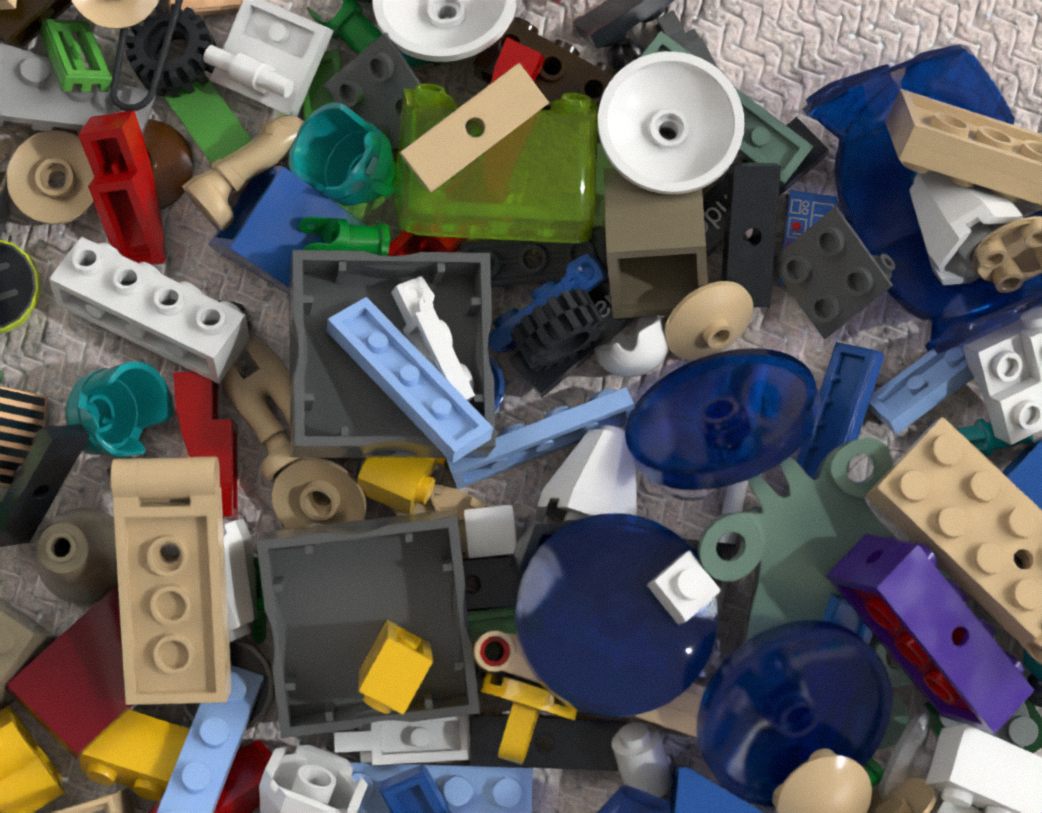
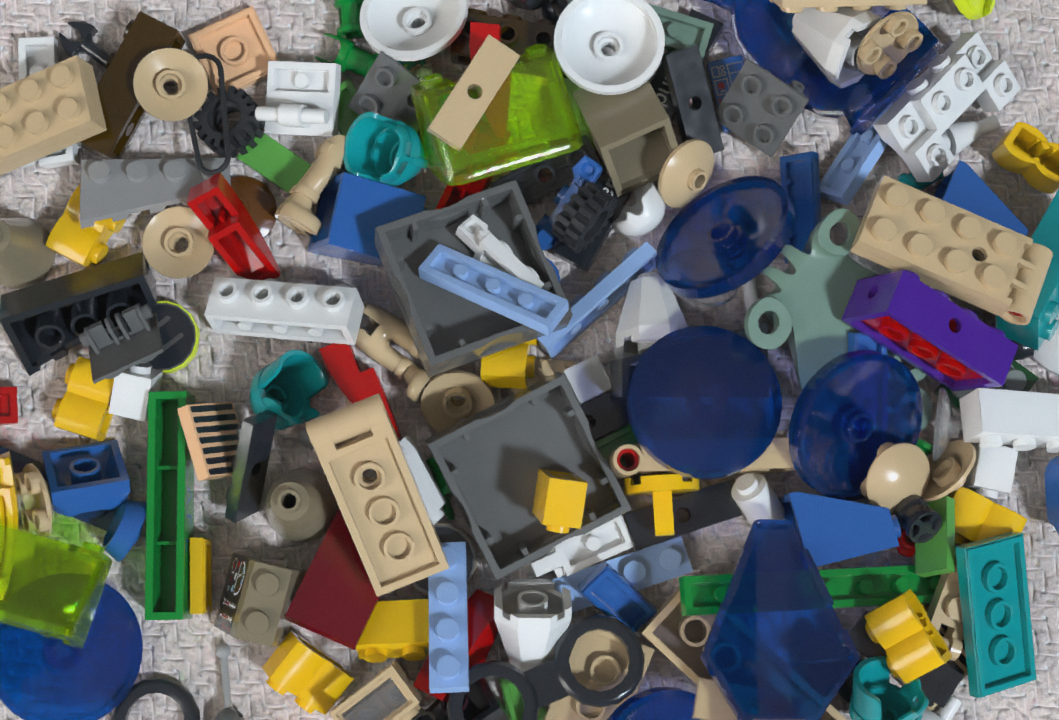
camera: 20 degrees left, 0 degrees up
(66, 55) = (155, 150): bright green tile -> none
(343, 236) = (404, 206): green piece -> none
(683, 587) = (746, 364): white plate -> none

